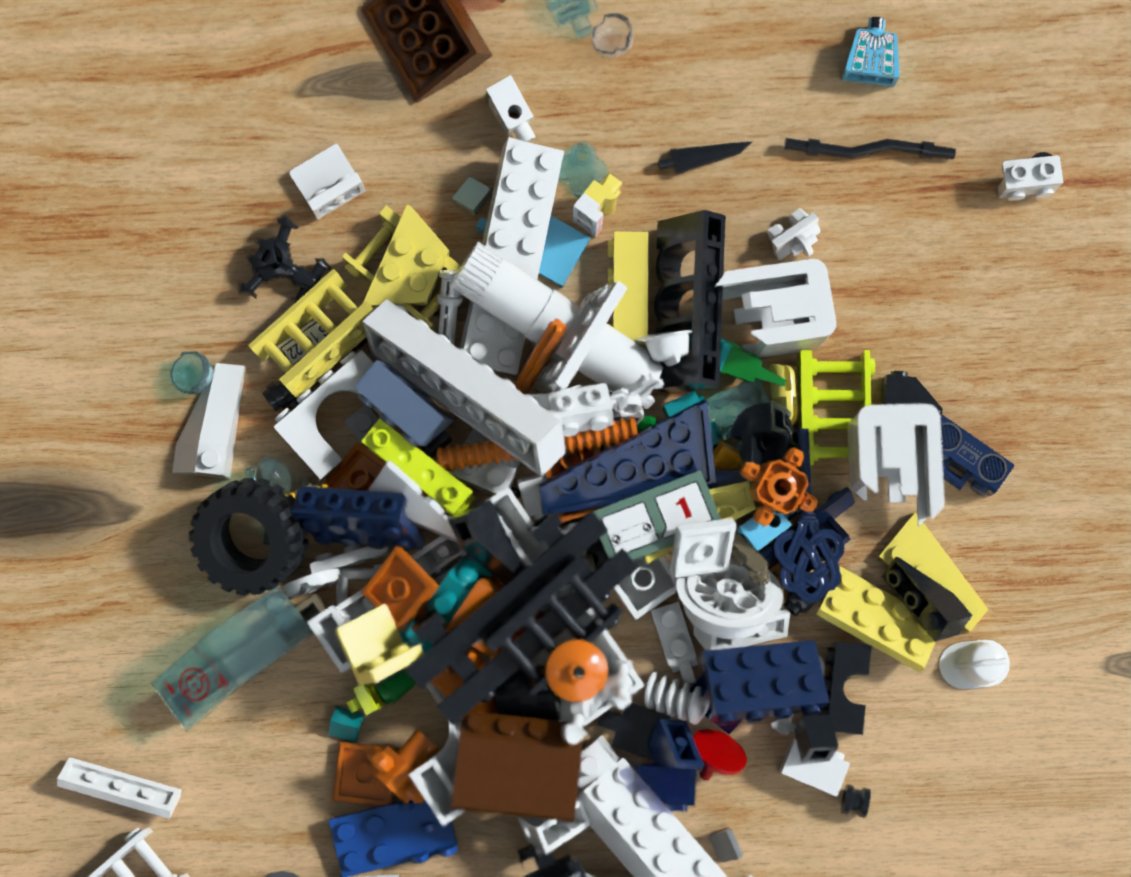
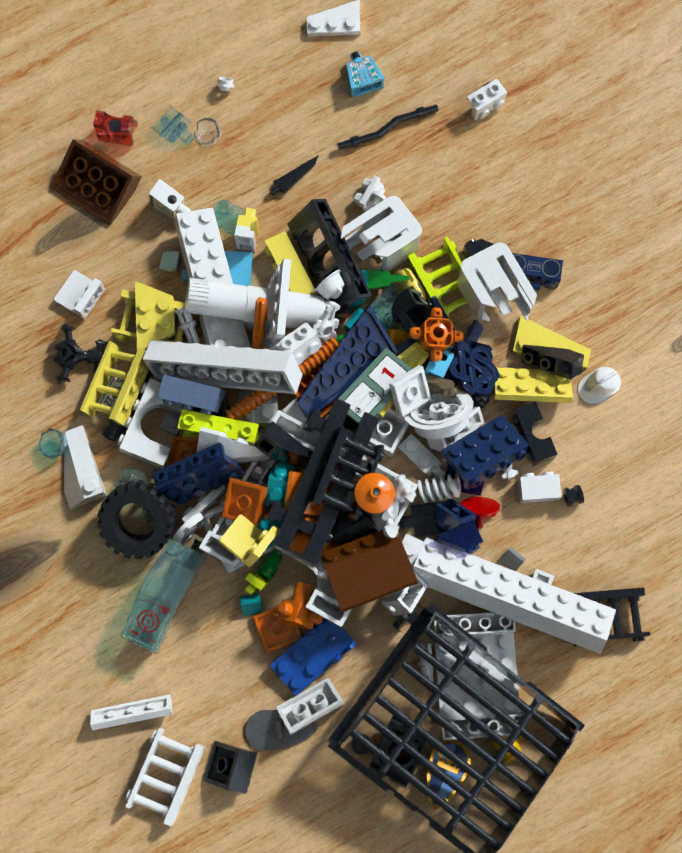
camera: 30 degrees left, 5 degrees down
(816, 738) = (532, 468): black brick -> none

